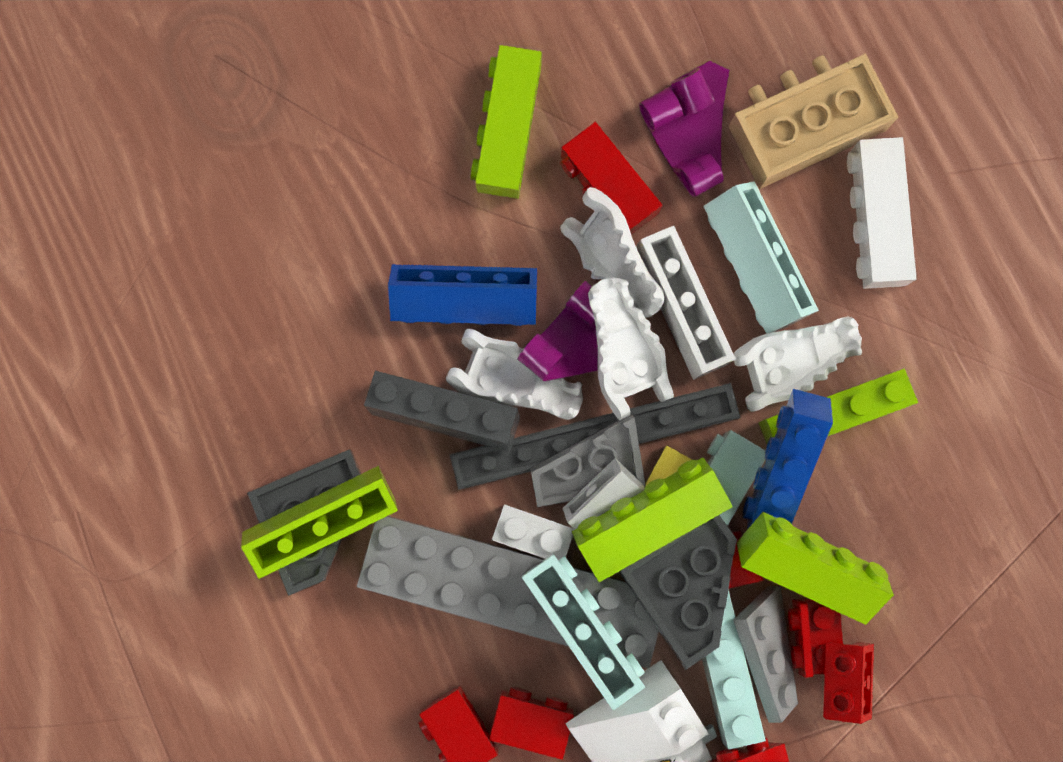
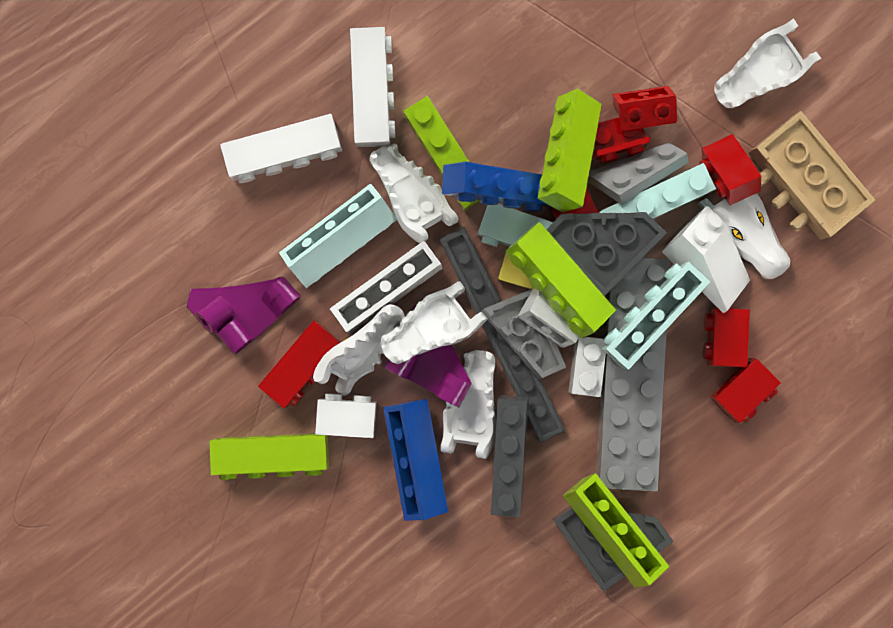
camera: 105 degrees left, 5 degrees up
(533, 222) = (346, 417): none -> white brick
(811, 118) = (218, 217): tan piece -> none
(939, 337) = (370, 86): none -> white brick

